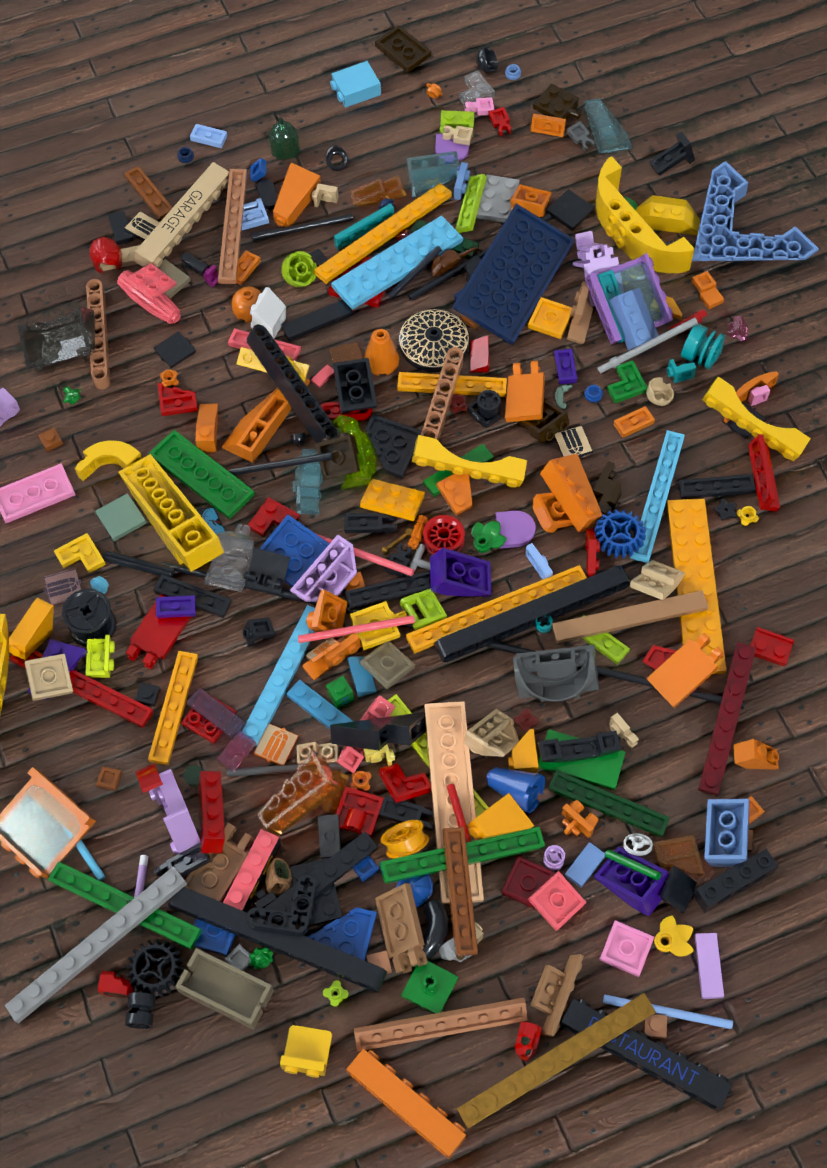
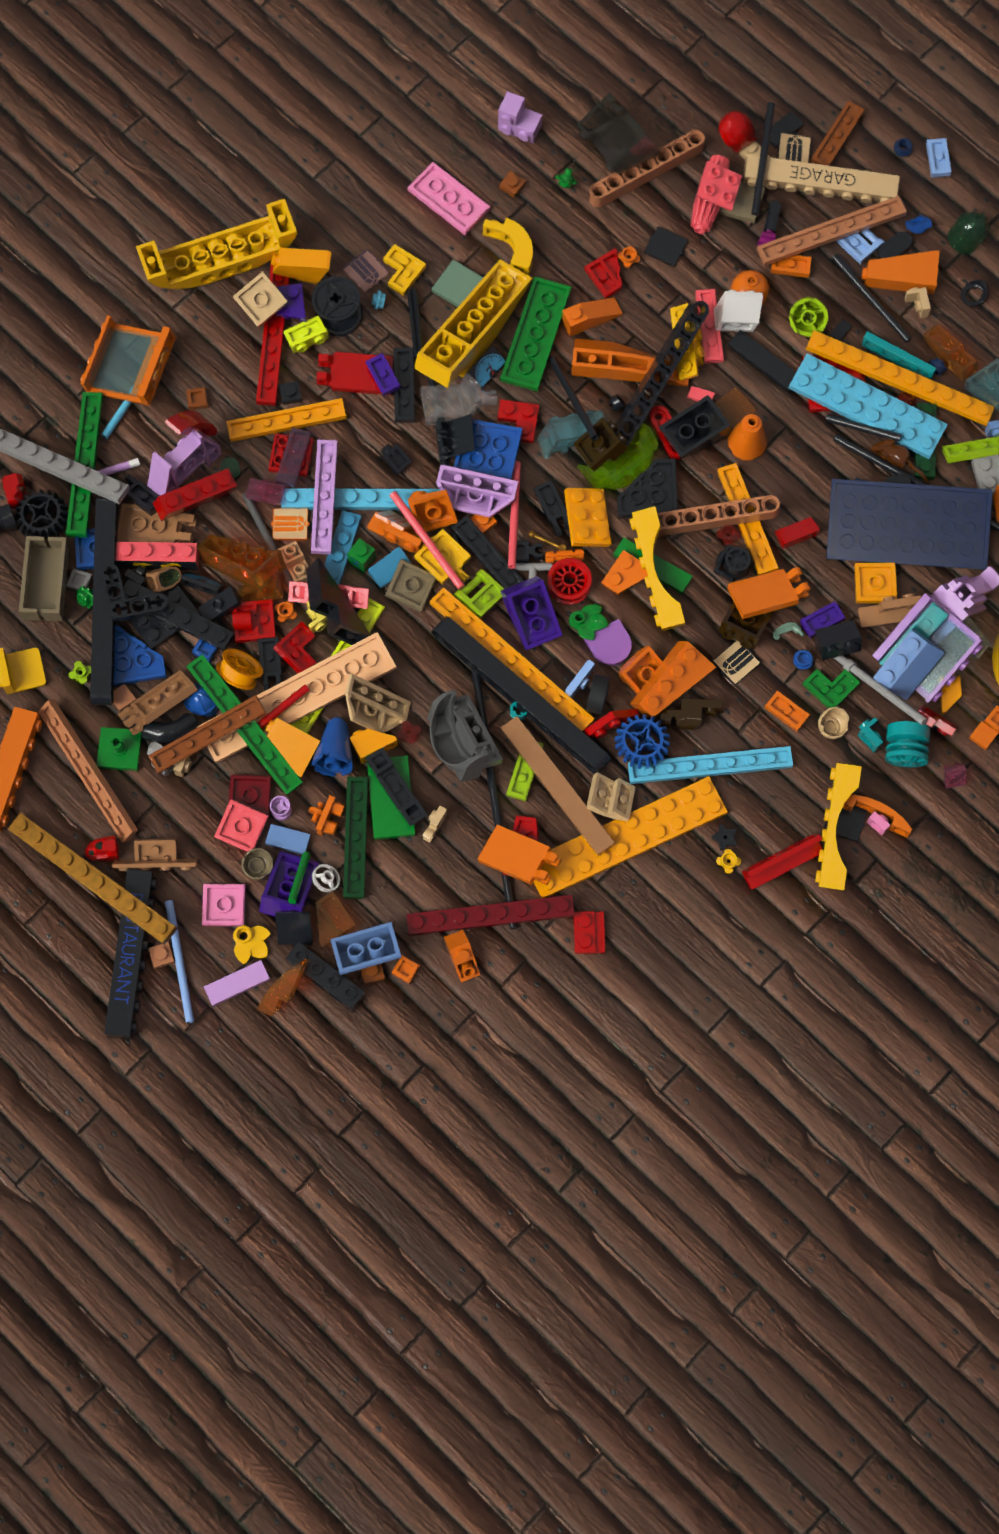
camera: 65 degrees right, 10 degrees up
(145, 241) = (763, 158): none -> black piece
(270, 700) = (324, 497): none -> lavender plate
(298, 844) = (202, 583): none -> black slope
(429, 336) = (800, 496): black dish -> none
(561, 551) = (598, 694): none -> black tyre
(590, 360) = (837, 640): none -> black brick
(601, 899) = (257, 863): none -> dark tan hair
(717, 486) = (750, 820): black tile -> none
(735, 919) = (282, 989): none -> clear orange slope

